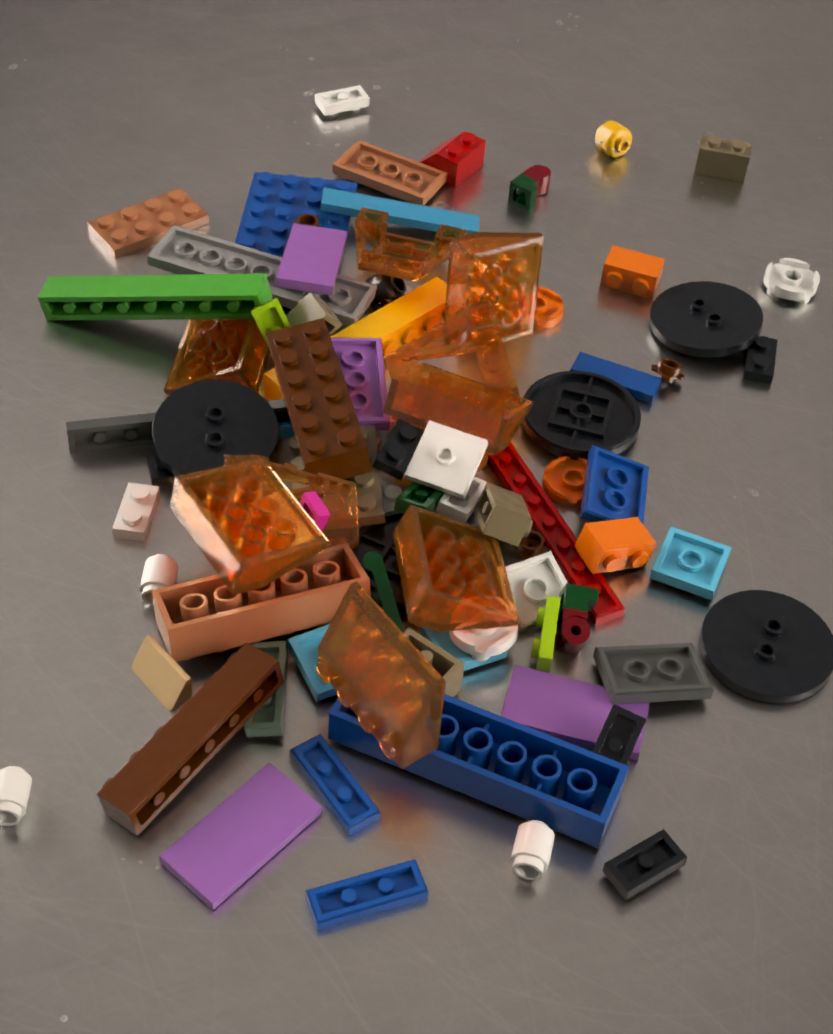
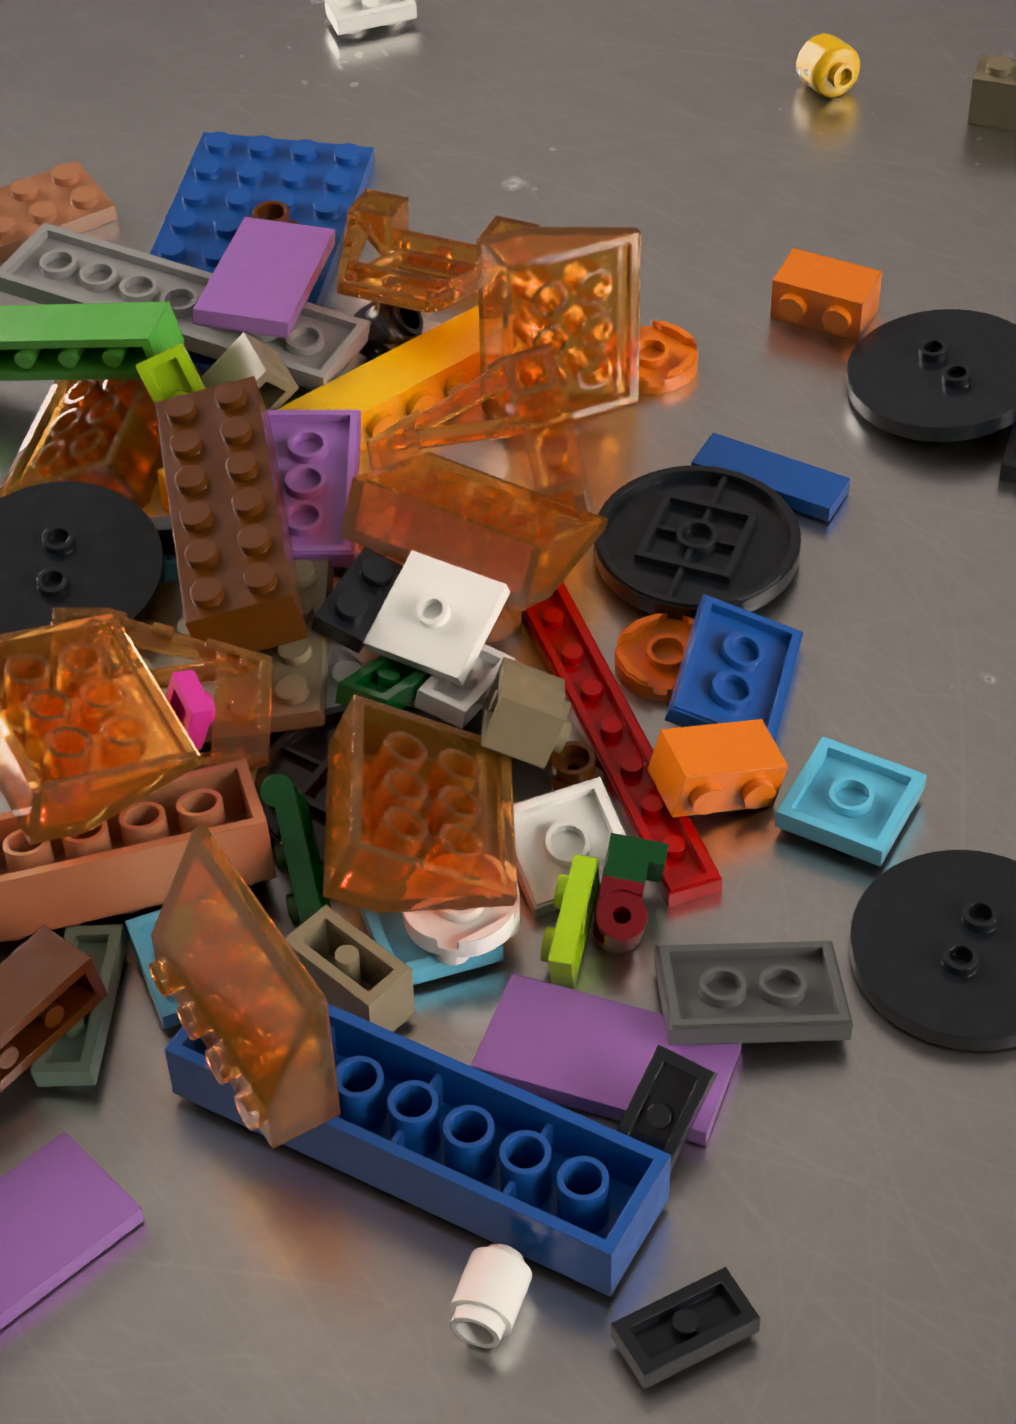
camera: 10 degrees right, 0 degrees up
(334, 784) = (172, 1172): blue tile -> none
(366, 894) = (195, 1362): blue tile -> none
(389, 173) = (432, 130): nougat plate -> none
(399, 212) = (432, 195): dark azure tile -> none
(458, 157) = (546, 107): red slope -> none
(530, 185) = (670, 147): dark green leg -> none
(668, 370) = (864, 464): reddish brown plate -> none

